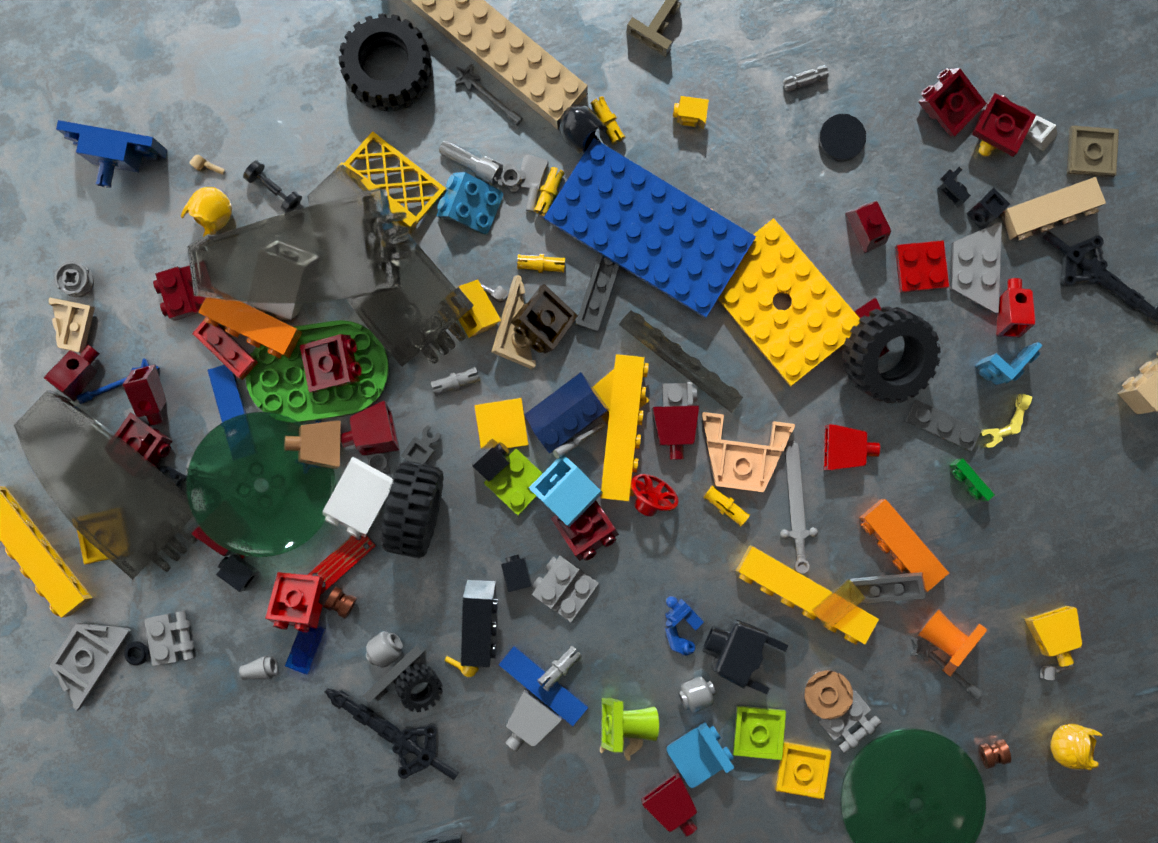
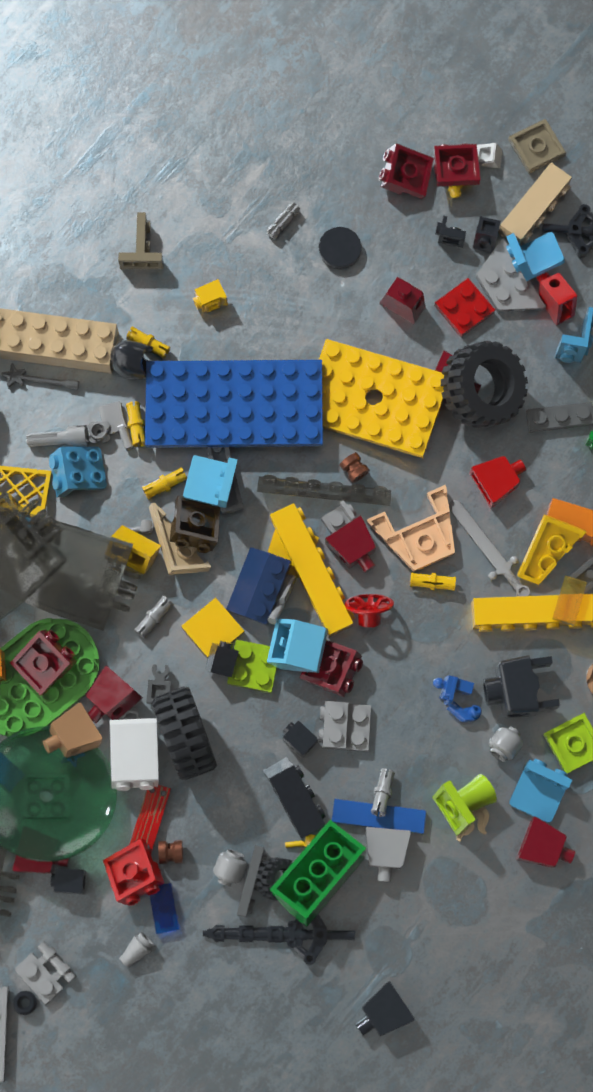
camera: 30 degrees left, 10 degrees down
(456, 705) = (318, 872): none -> green slope
(581, 288) = (210, 481): none -> medium azure bracket
(722, 356) = (354, 467): none -> copper wheel
(851, 541) = (548, 546): none -> yellow wing
(1021, 259) = (535, 256): none -> dark azure bracket

